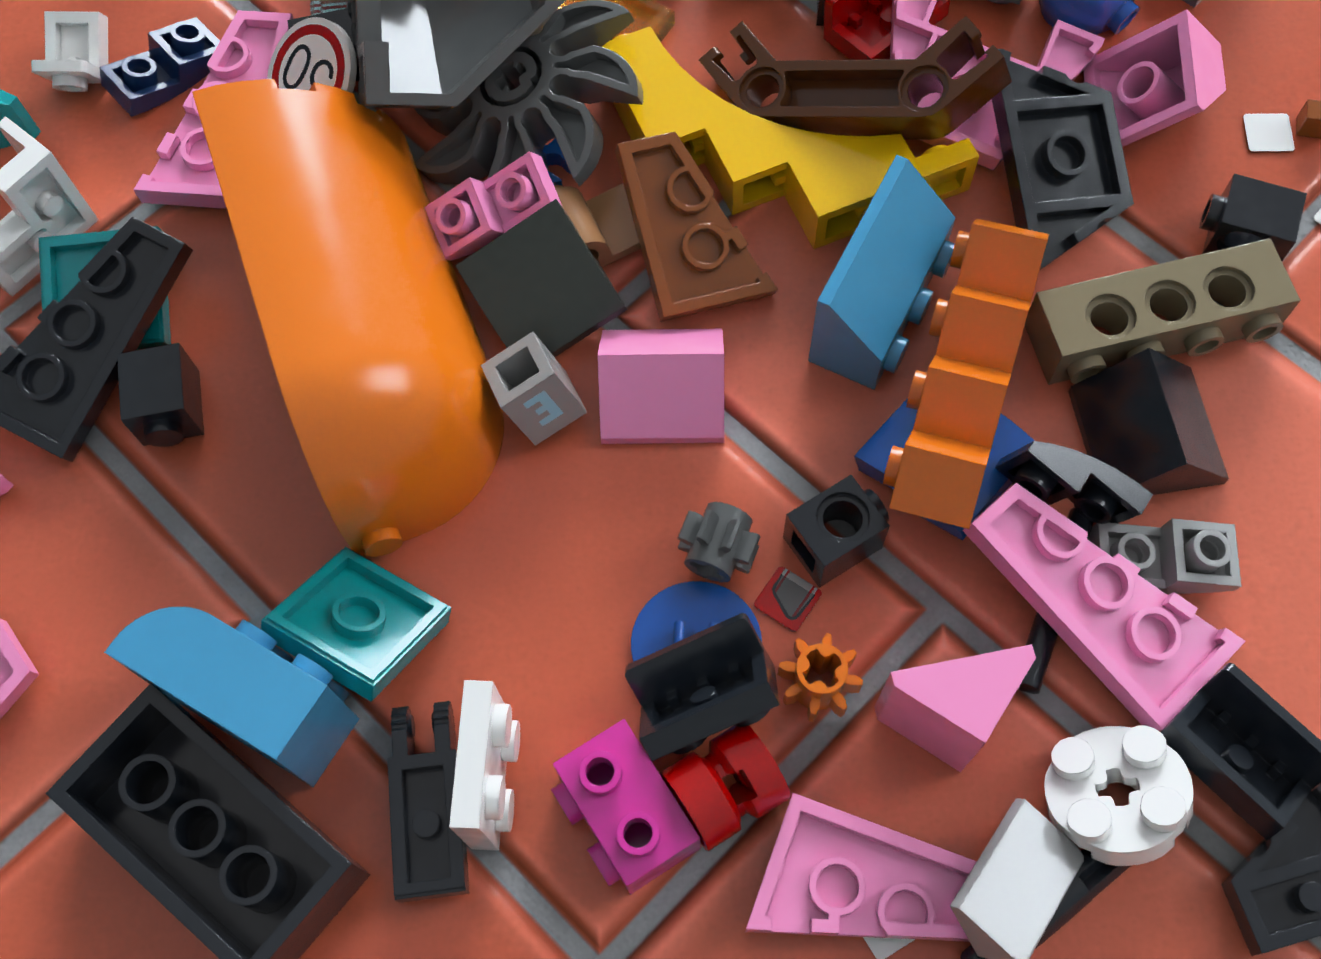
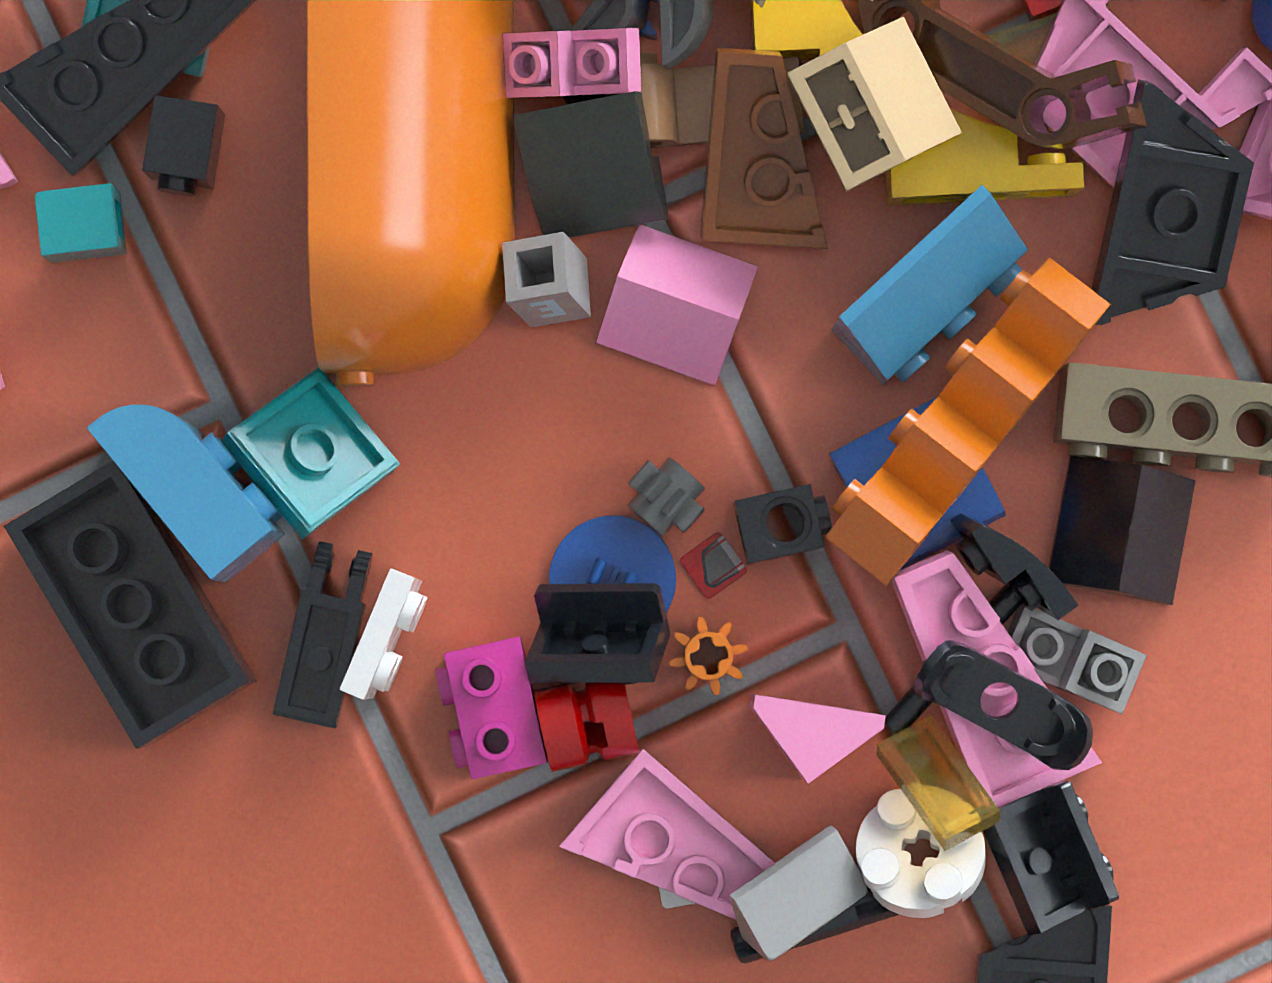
camera: 15 degrees right, 20 degrees up
(77, 495) = (80, 223): none -> teal panel
(764, 138) = (873, 103): none -> tan slope
(1104, 715) = (938, 783): none -> clear yellow tile
(1171, 615) = (1038, 723): none -> black piece

